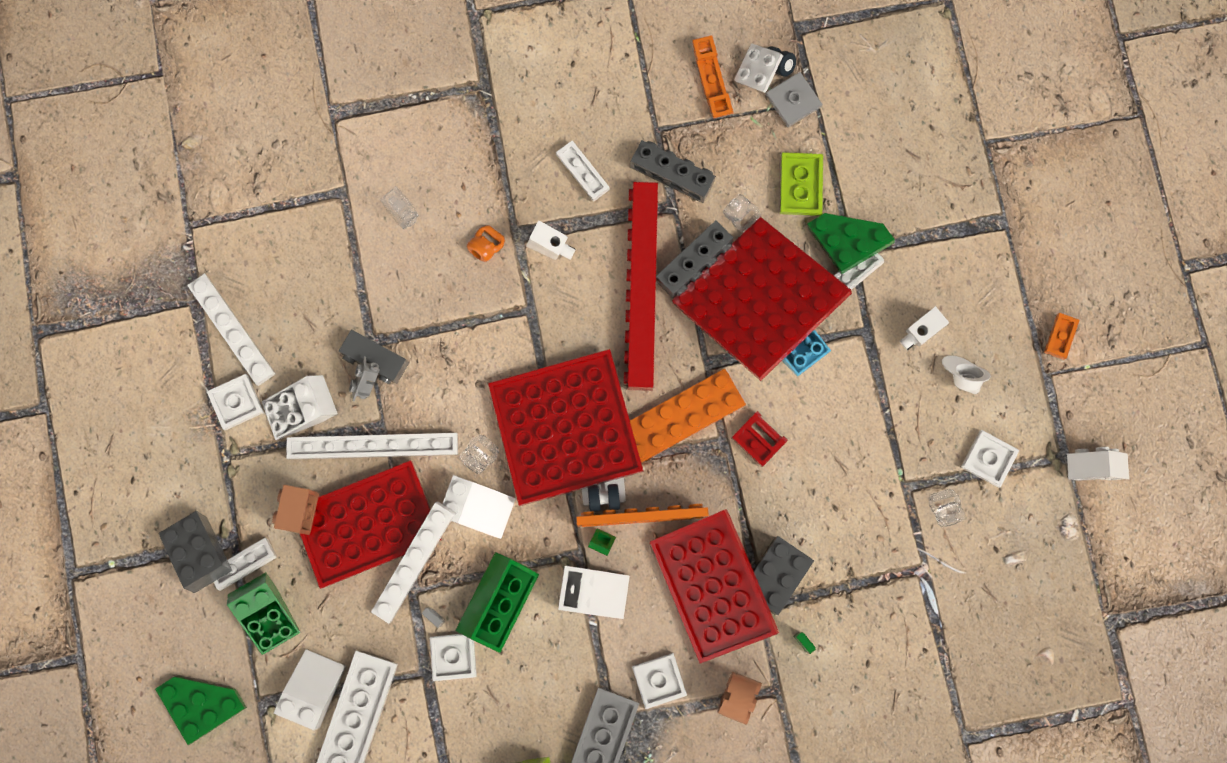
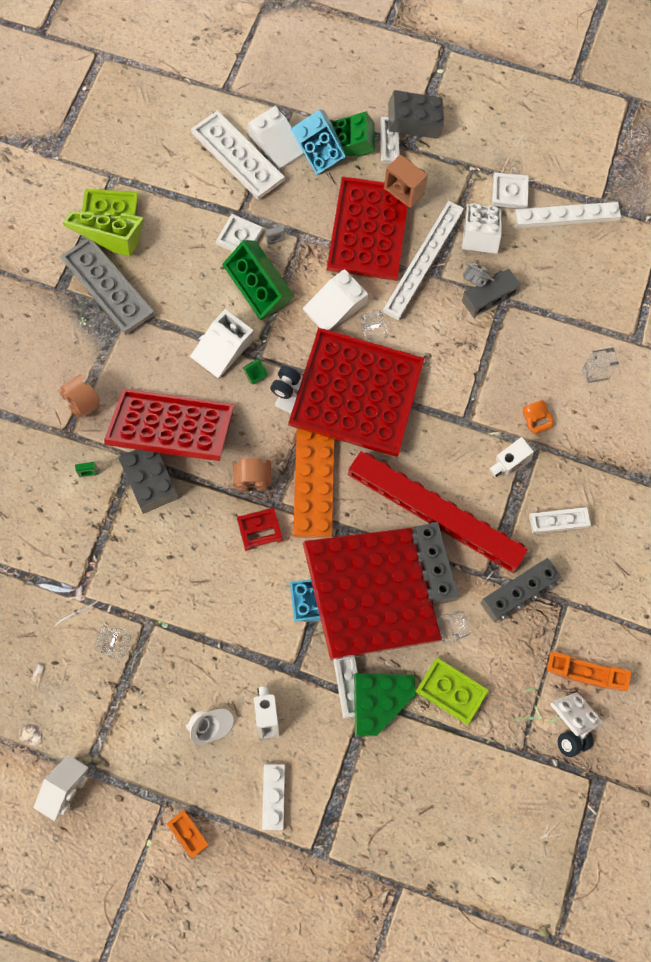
camera: 115 degrees right, 10 degrees down
(198, 706) = (310, 74): green plate -> none
(290, 638) = (319, 141): none -> medium azure slope
(413, 562) = (322, 239): white plate -> none
(632, 516) = (256, 401): orange plate -> none
(659, 680) = (130, 357): white tile -> none
(715, 475) = (251, 474): none -> nougat brick
(794, 99) = (532, 733): light grey plate -> none
(984, 284) = (273, 797): none -> white plate
(990, 458) = (127, 704): white tile -> none

